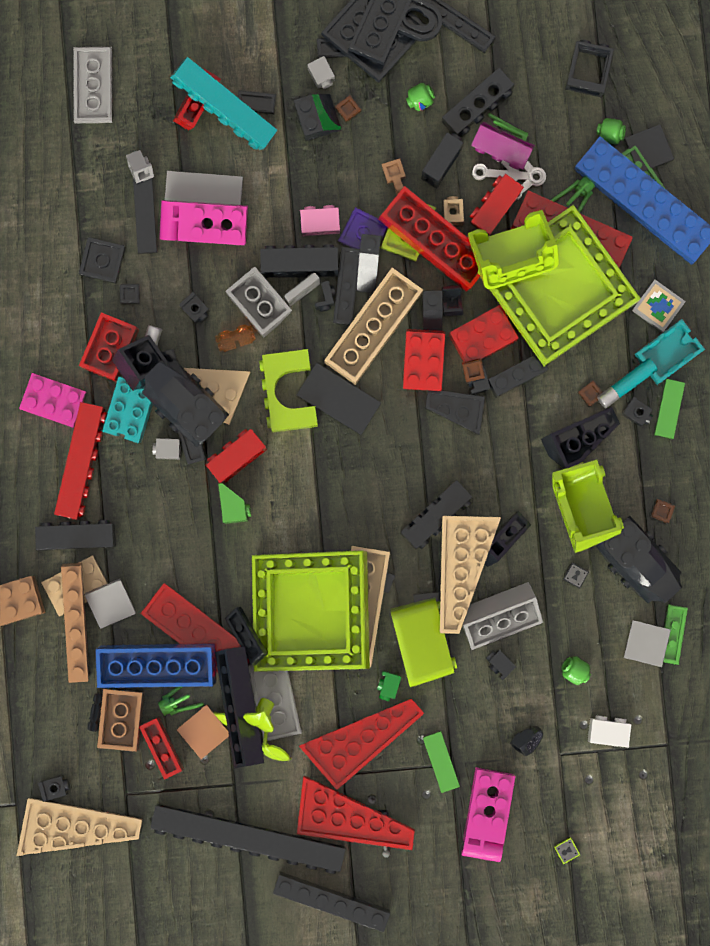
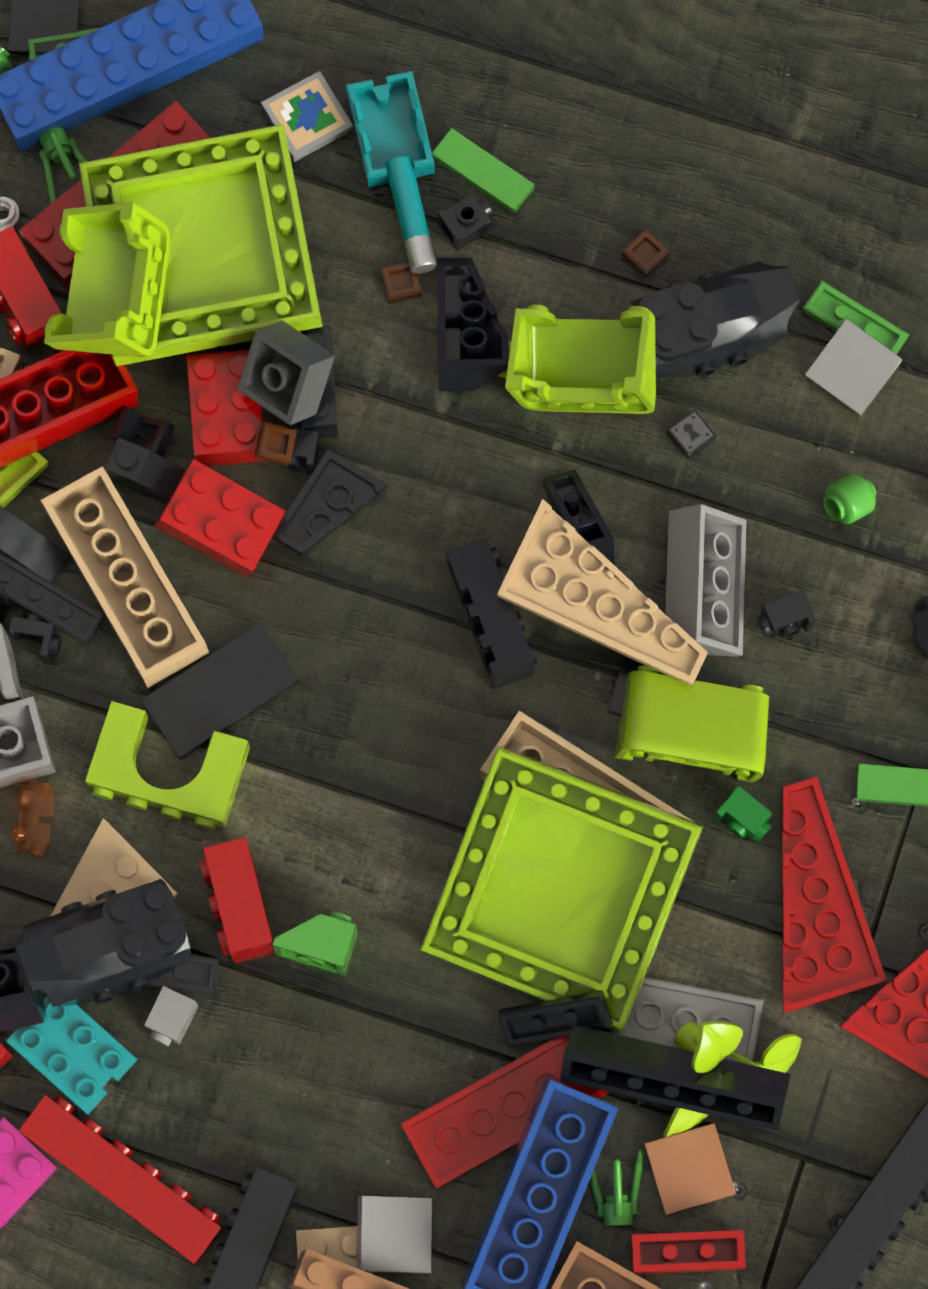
camera: 65 degrees left, 10 degrees down
(508, 359) = (286, 372): none -> dark grey brick

